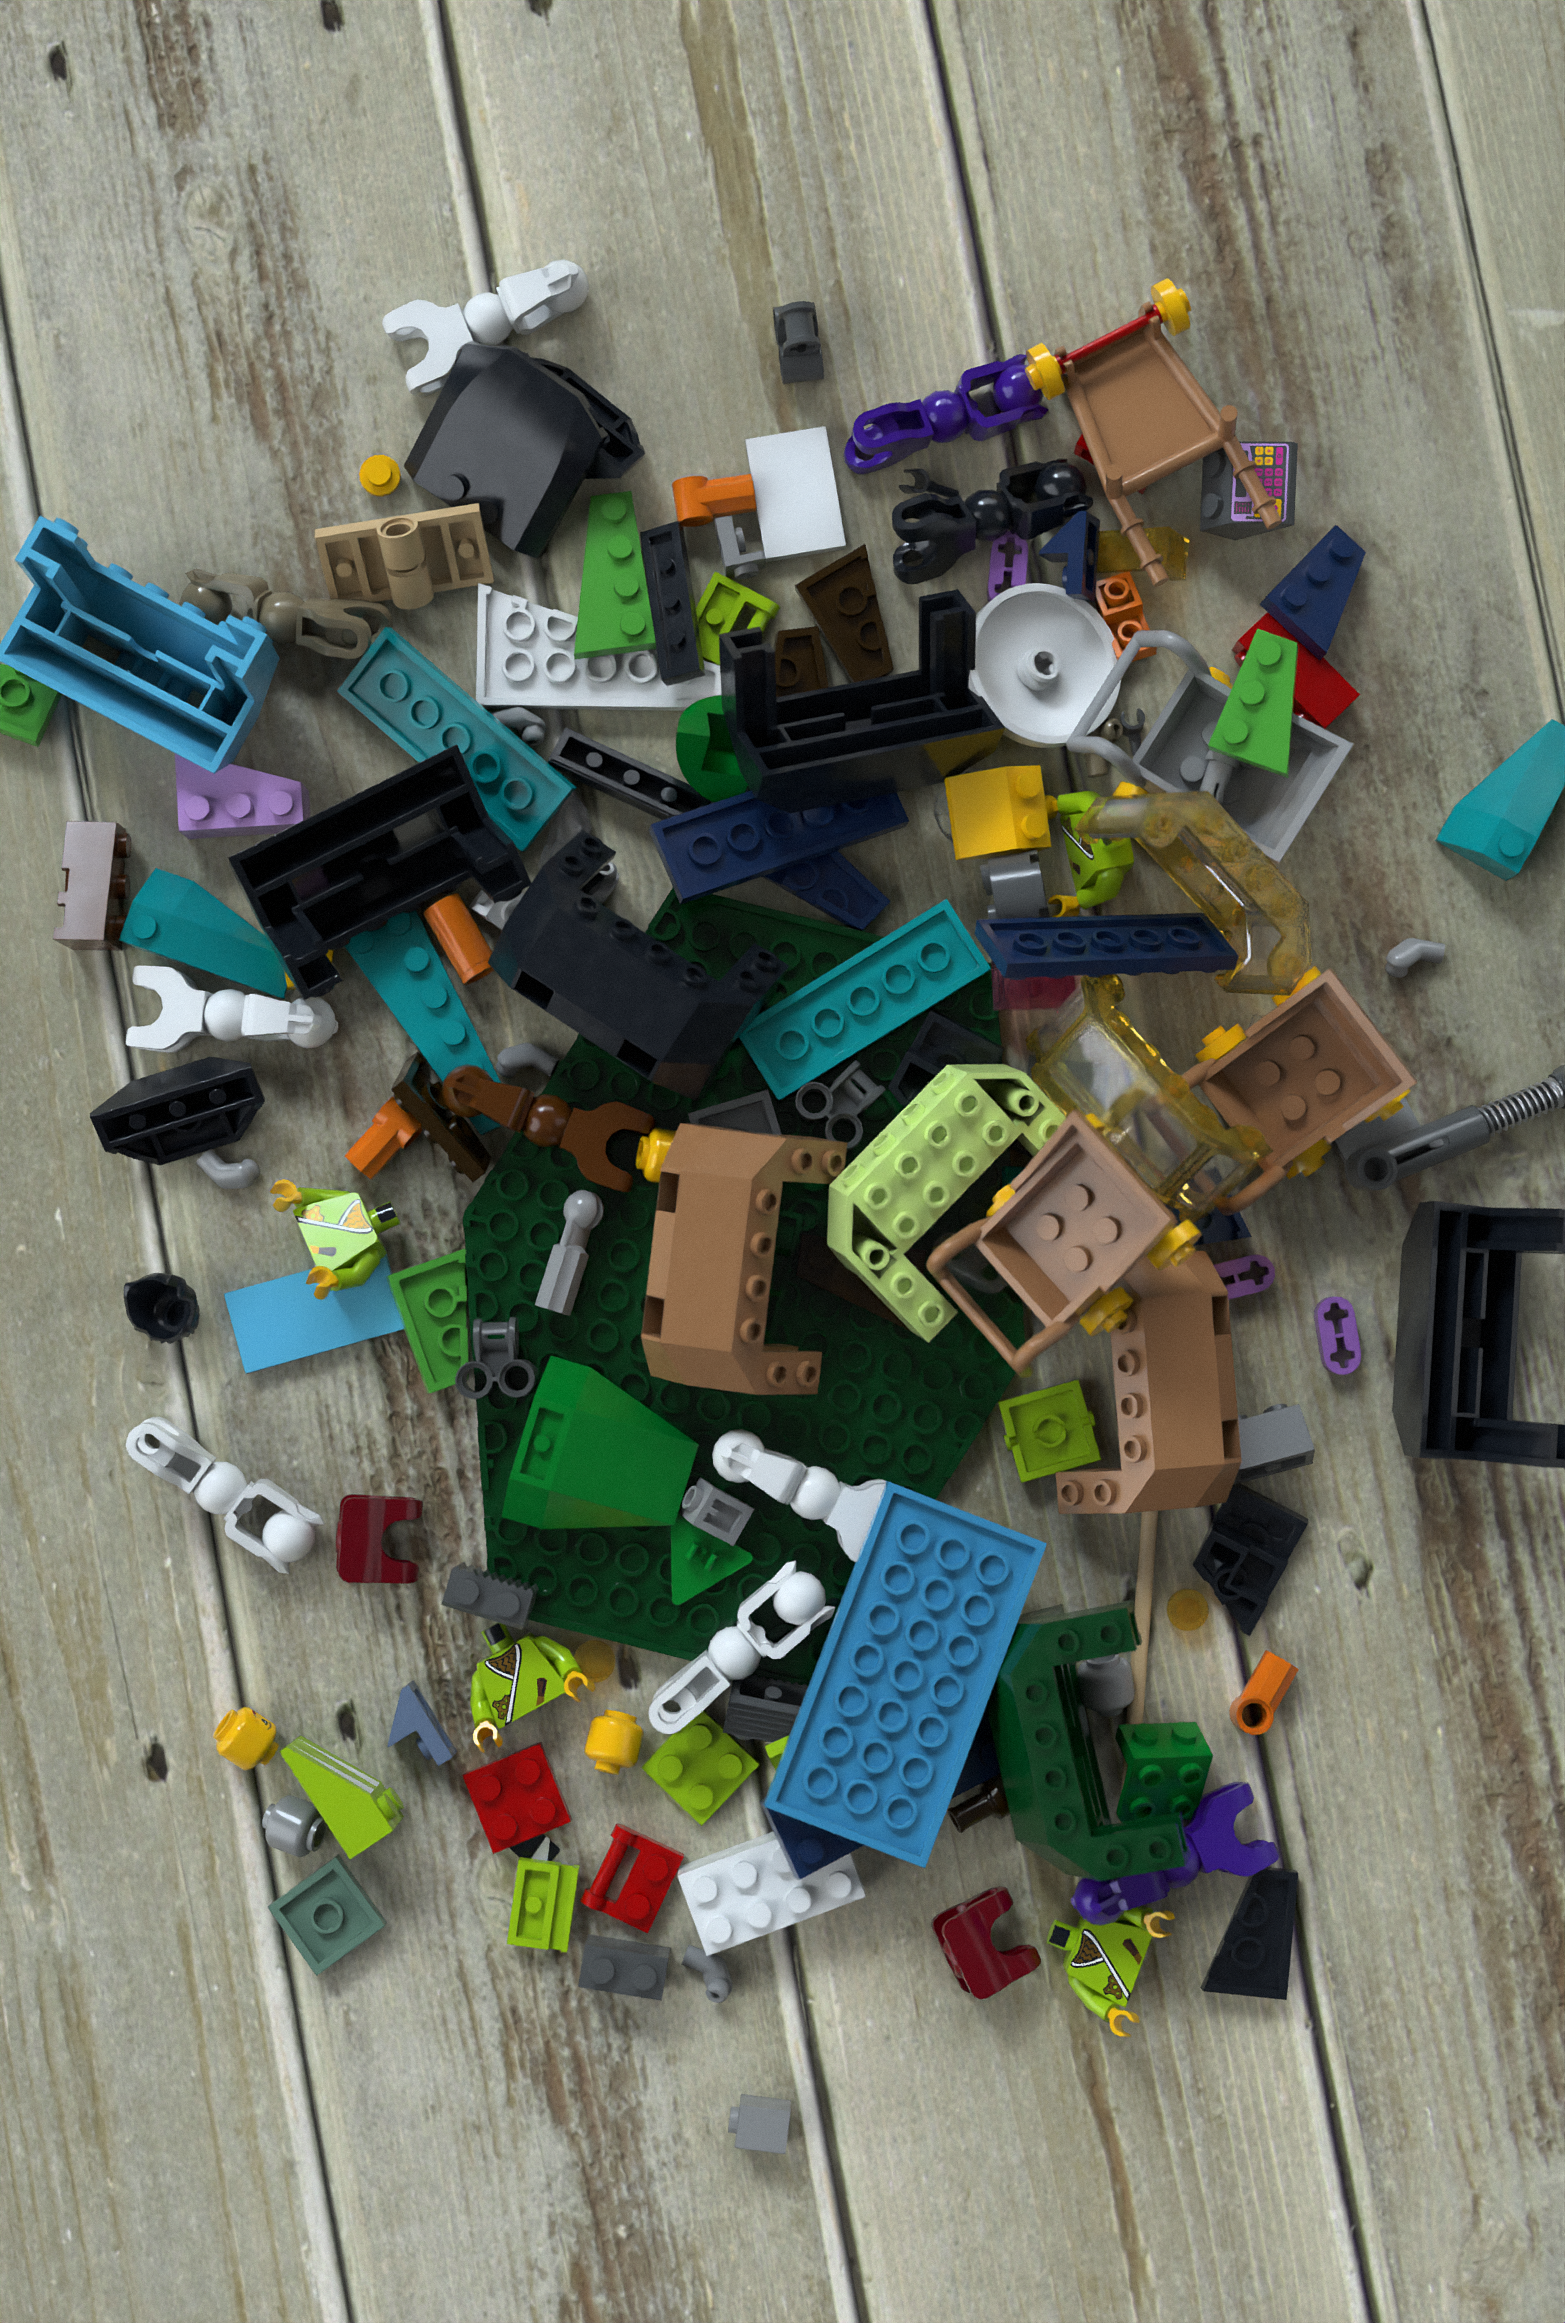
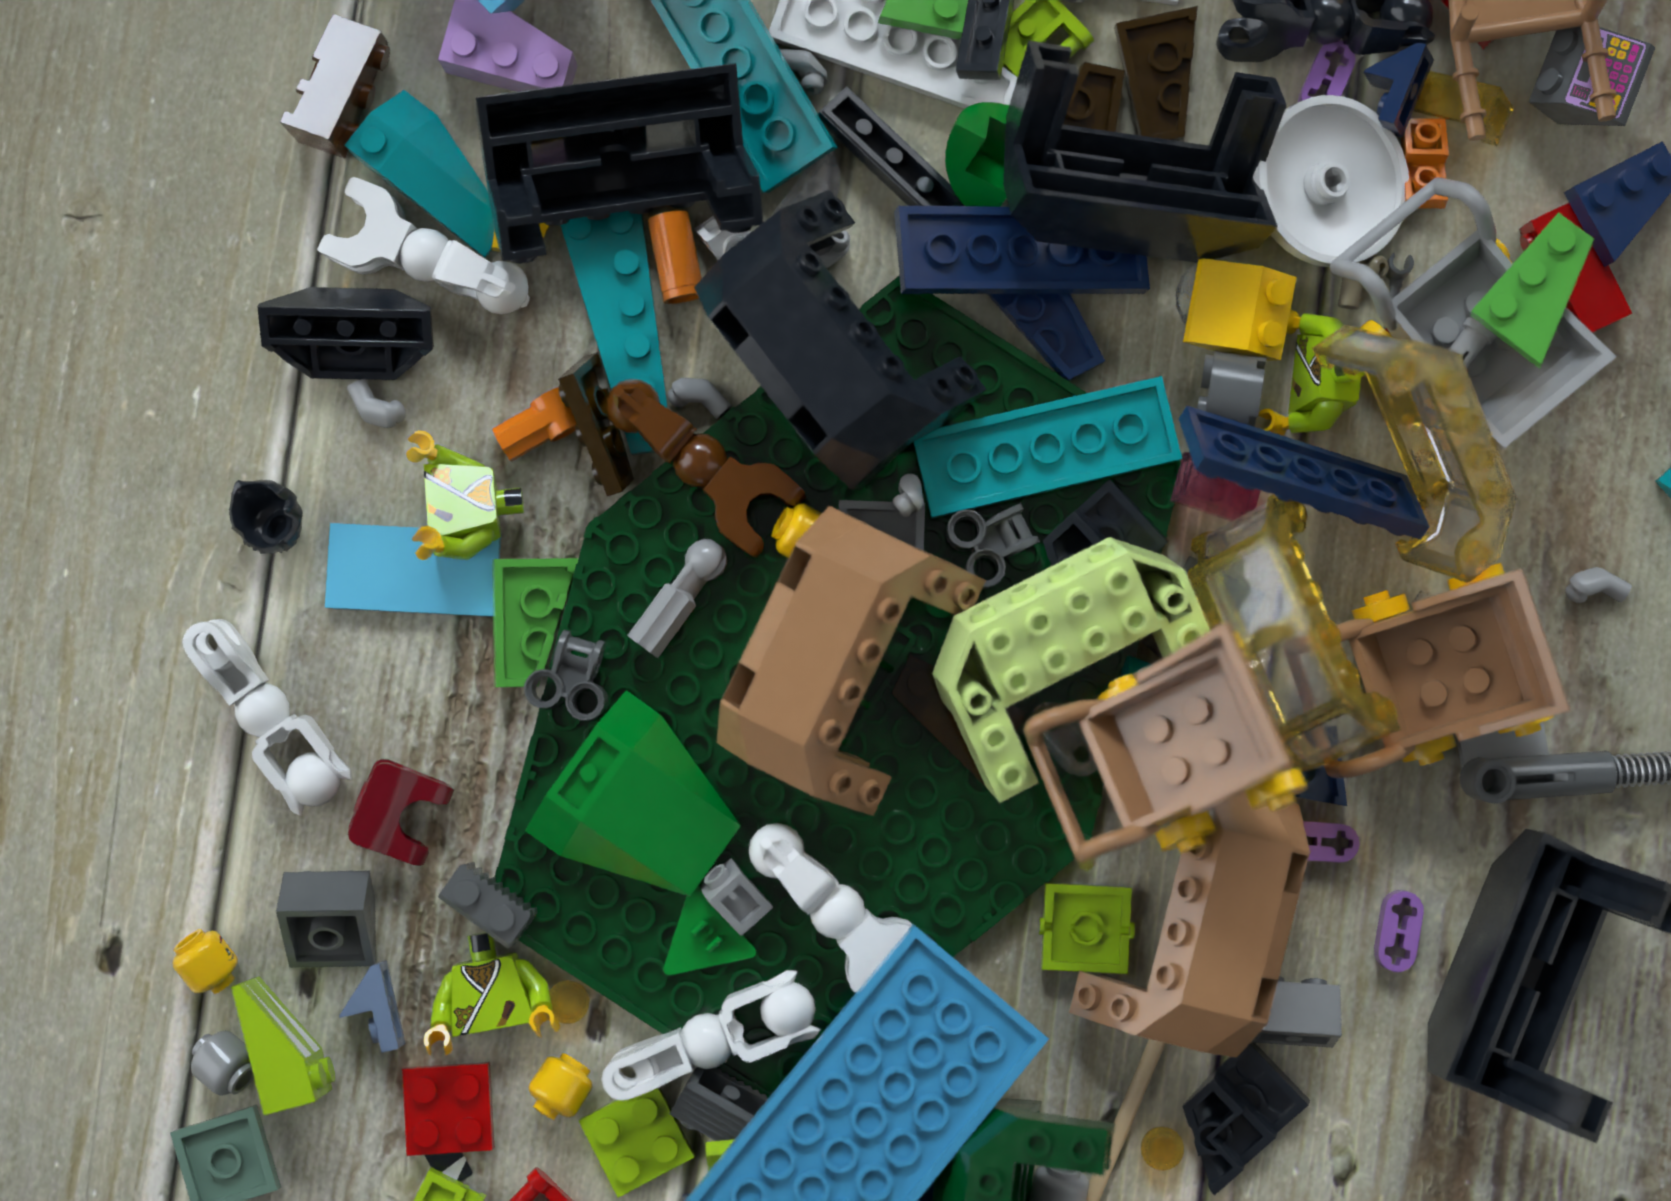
camera: 15 degrees right, 0 degrees up
(346, 1660) = (327, 918): none -> dark grey slope
(752, 1087) = (910, 495): none -> light grey arm

